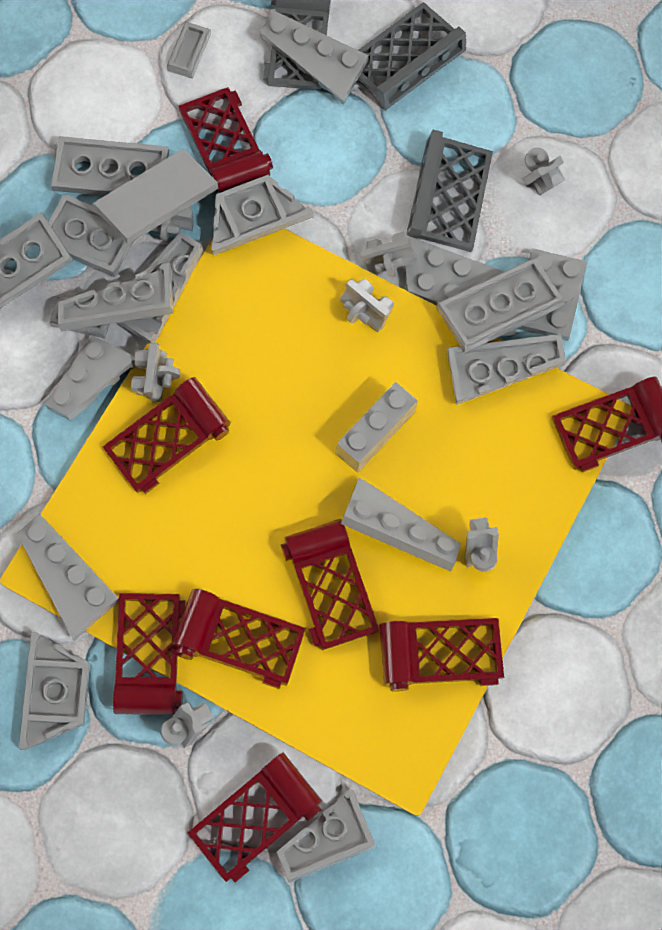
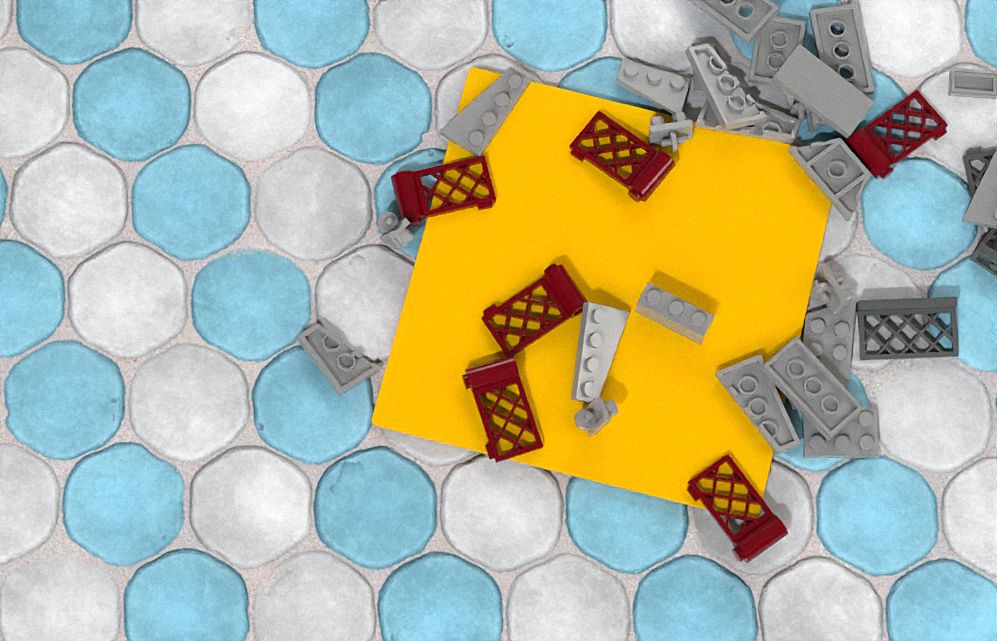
camera: 75 degrees right, 0 degrees up
(53, 692) = (396, 130): light grey wing -> none
(198, 631) = (475, 220): dark red piece -> none
(290, 793) = (367, 317): dark red piece -> none
(364, 306) = (775, 278): light grey hips -> none
(544, 174) = (954, 390): light grey hips -> none

